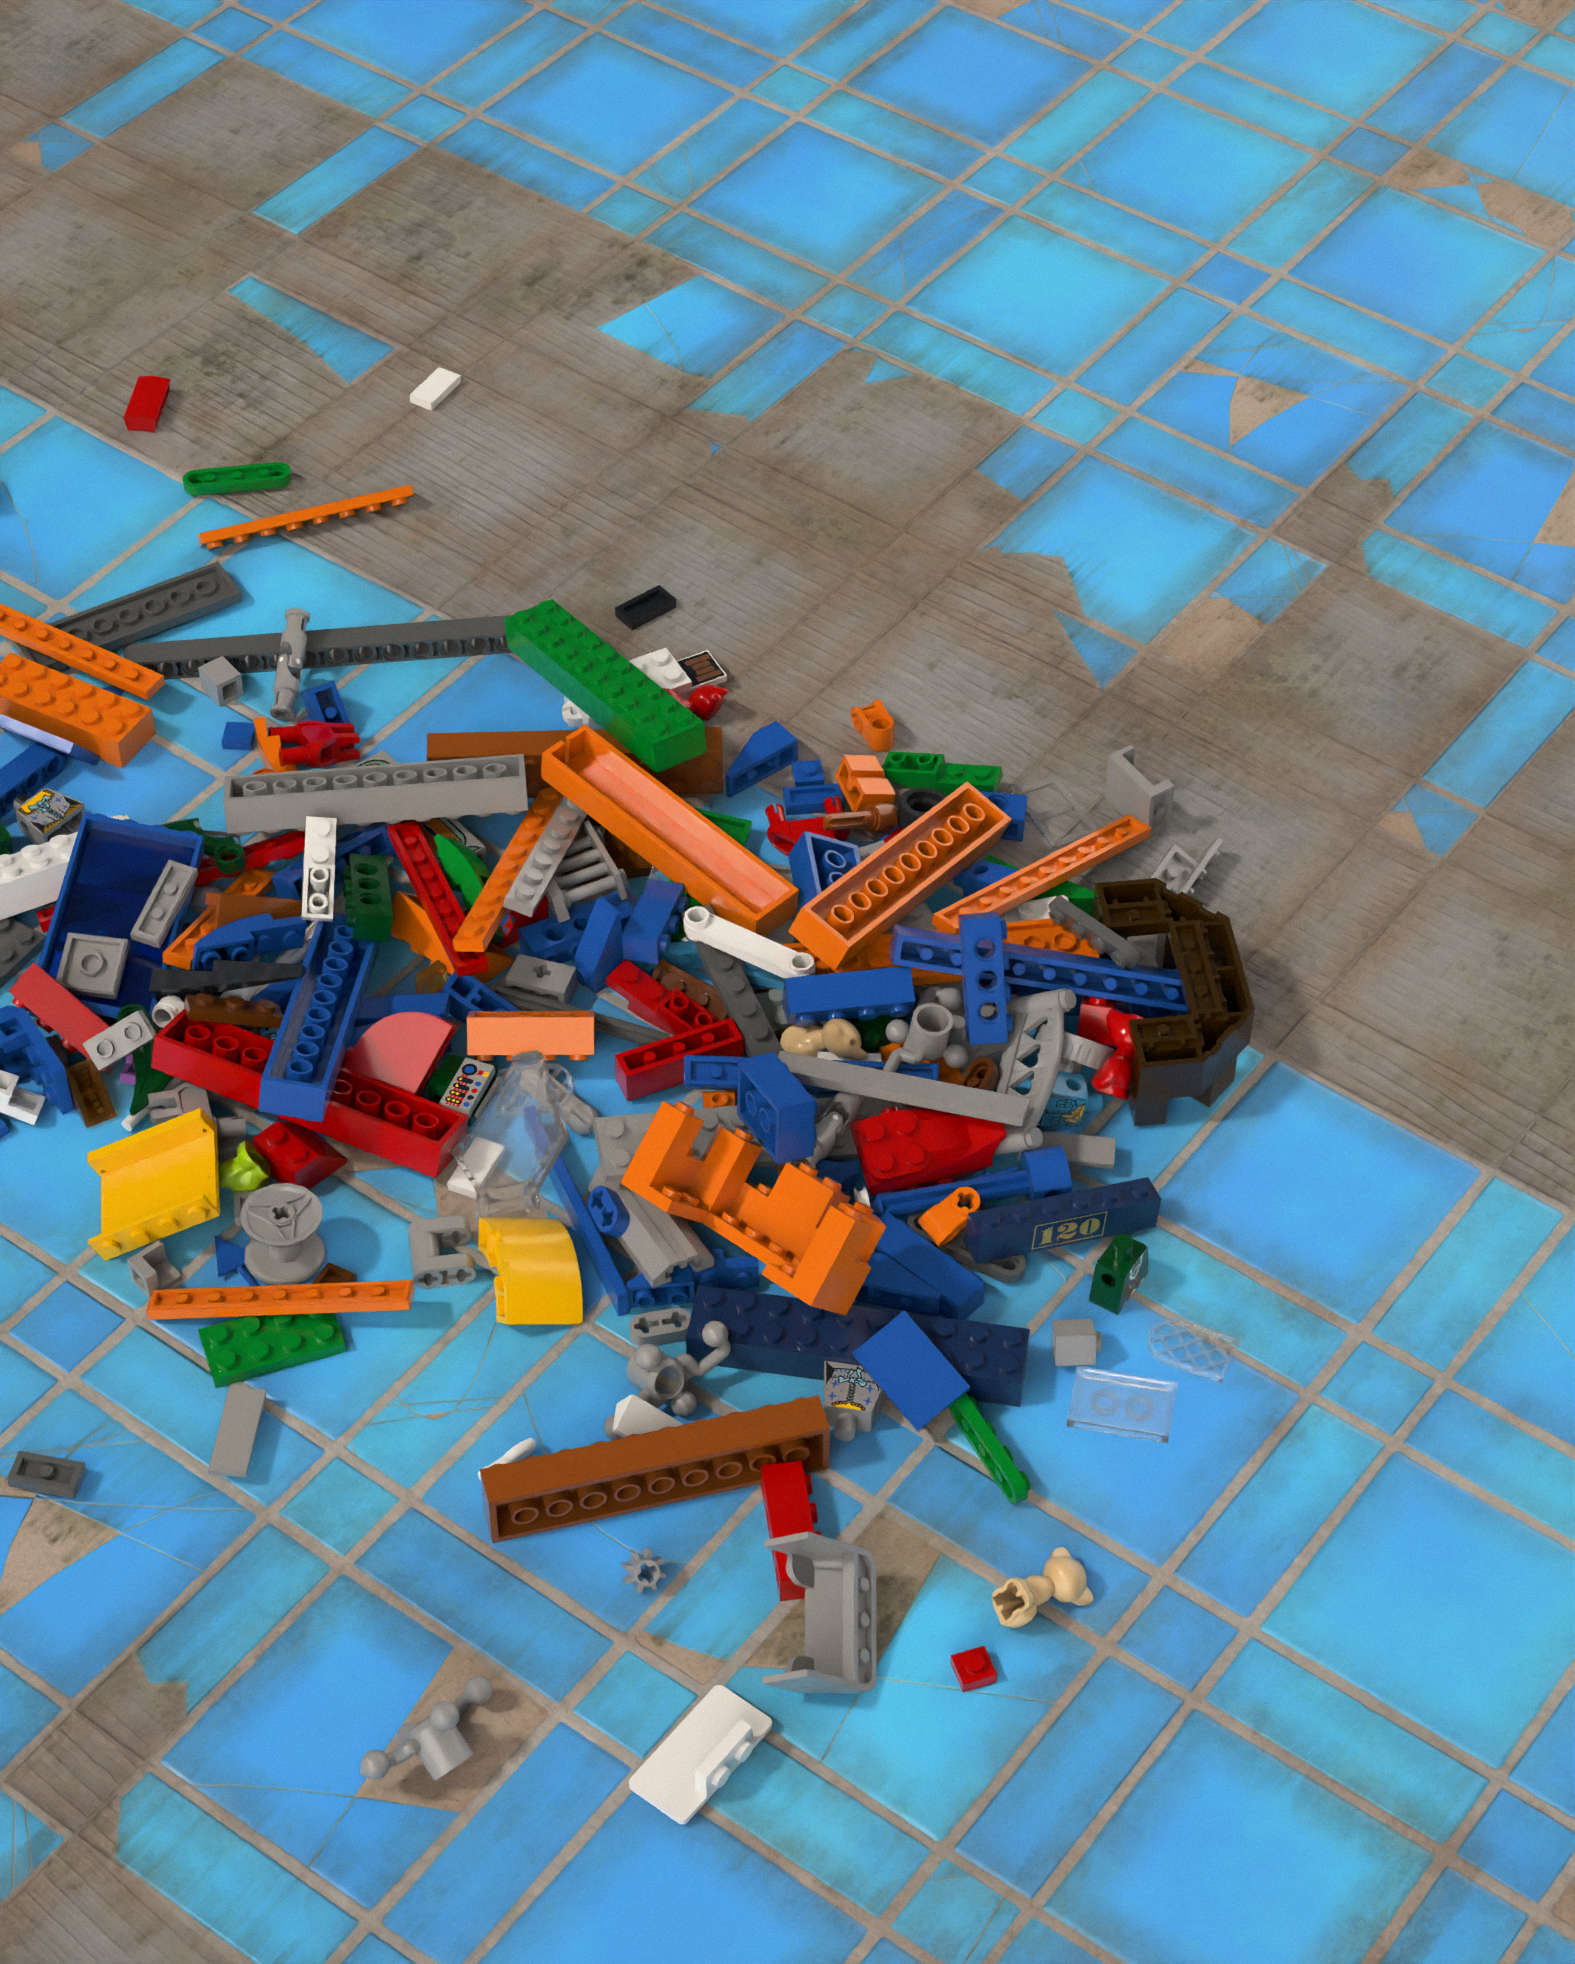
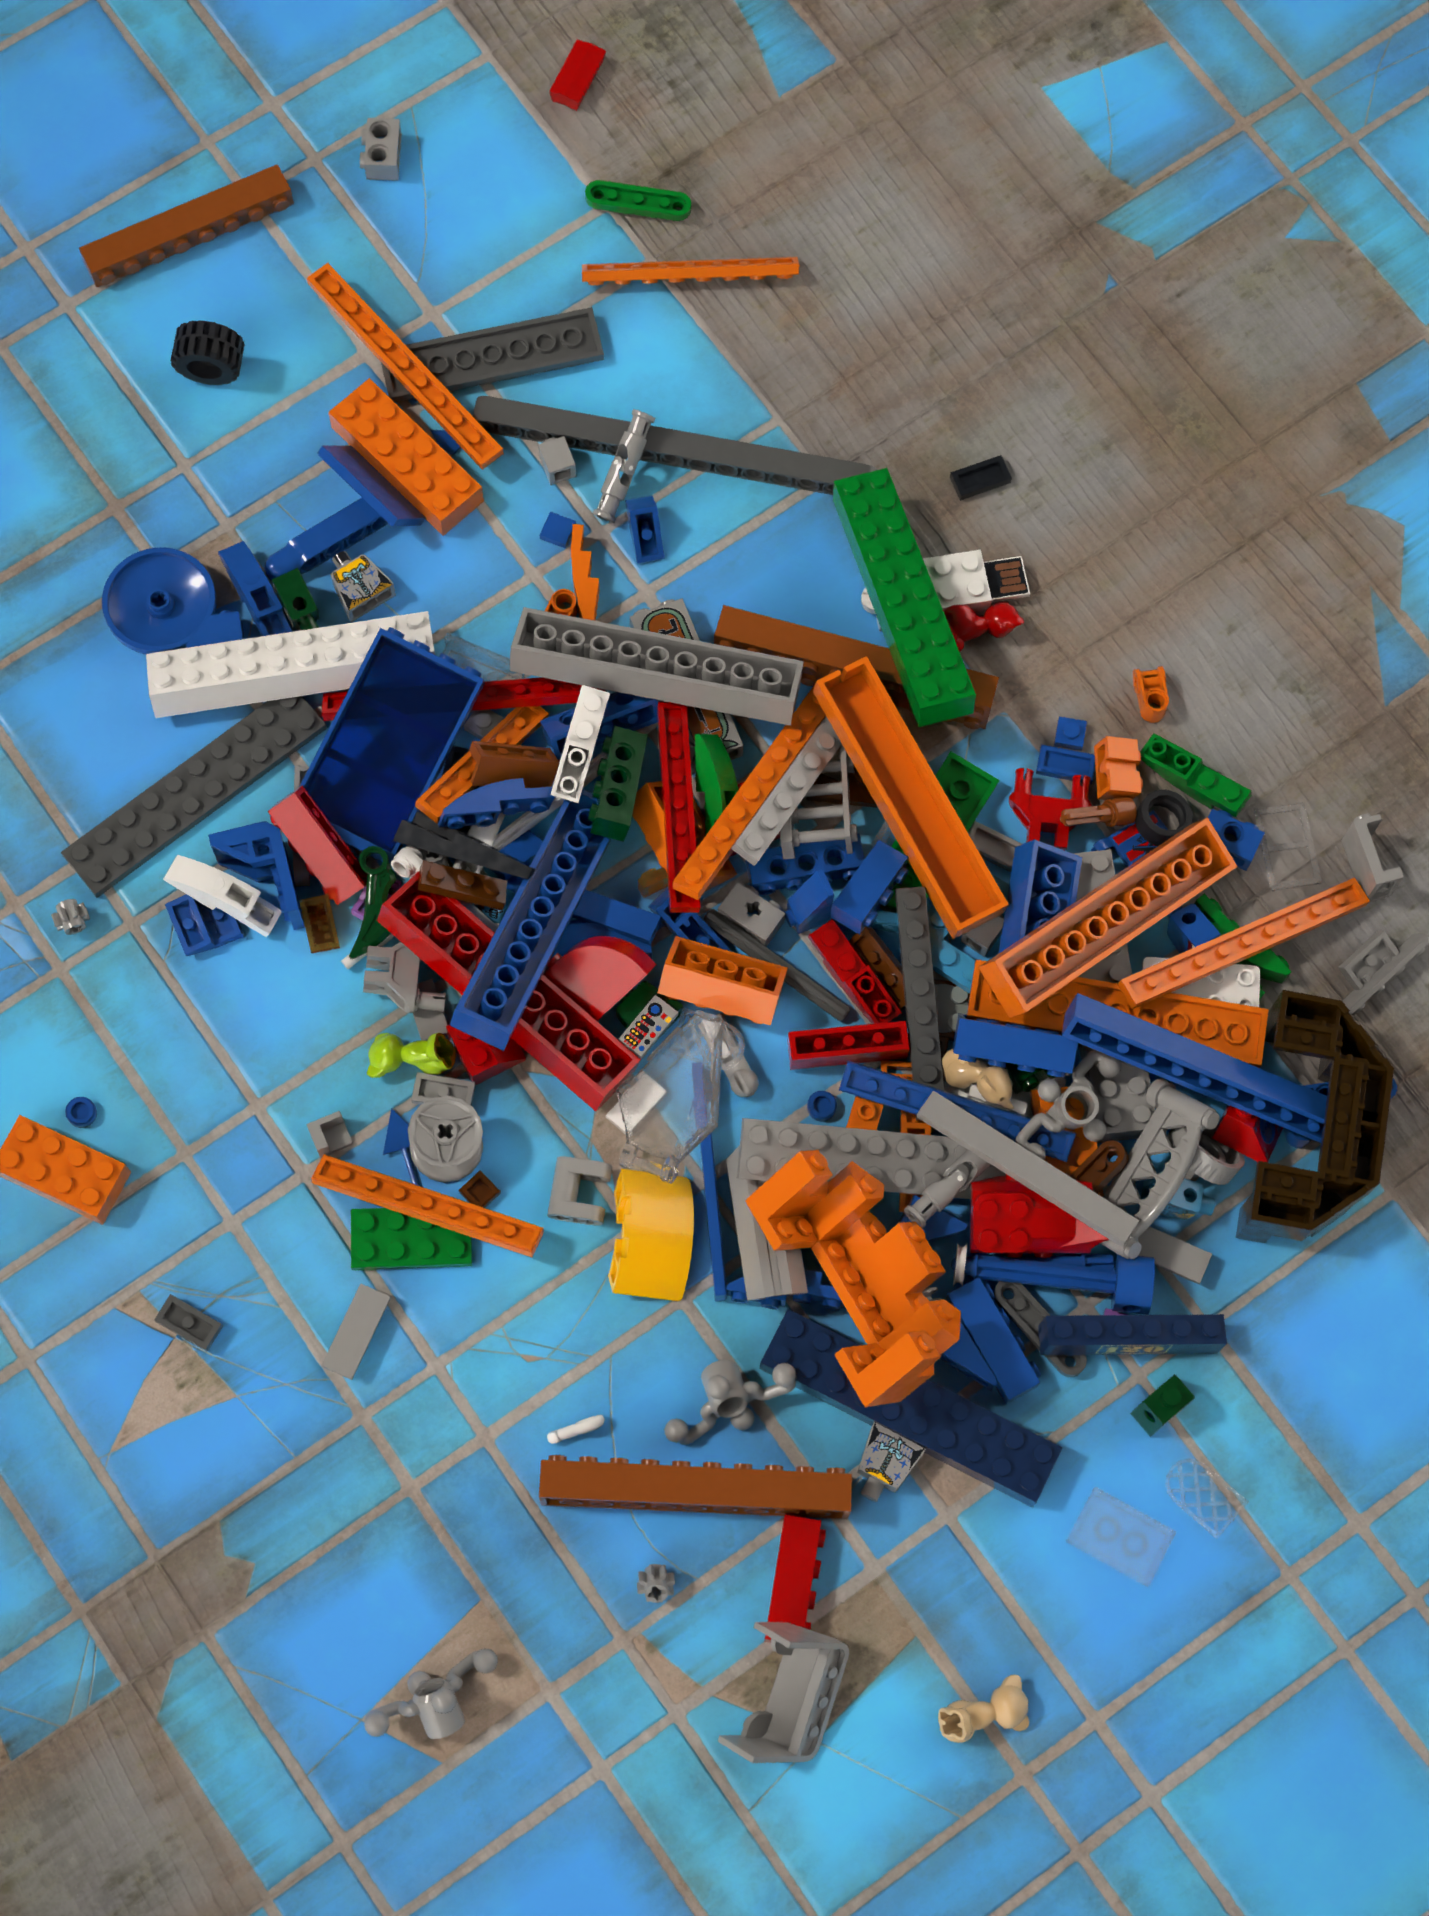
camera: 15 degrees right, 25 degrees up
(93, 965) = (352, 789): light grey tile -> none
(120, 1040) = (354, 890): light grey brick -> none
(156, 1183) = (351, 1053): yellow panel -> none
(164, 904) = (430, 744): light grey tile -> none
(214, 846) = (476, 654): dark green piece -> none
(318, 743) = (631, 569): red connector -> none
(435, 388) = (860, 130): white tile -> none
(608, 1211) = (732, 1204): blue beam -> none
(639, 1417) = (698, 1441): white slope -> none
(659, 1327) = (746, 1336): light grey beam -> none
(700, 1754) = (652, 1776): white bracket -> none
(746, 945) = (942, 958): white piece -> none
(762, 756) = (1036, 700): blue slope -> none
(776, 1108) = (906, 1166): blue brick -> none
(911, 1371) = (942, 1464): blue tile -> none
(947, 1219) = (1025, 1306): orange piece -> none
(972, 930) = (1135, 1095): blue brick -> none
(973, 1668) = (903, 1764): red plate -> none
(993, 1455) = (987, 1536): green plate -> none
(1075, 1342) = (1100, 1465): light grey brick -> none
(1099, 936) = (1266, 1057): dark grey plate -> none
(1117, 1071) = (1231, 1198): red animal -> none

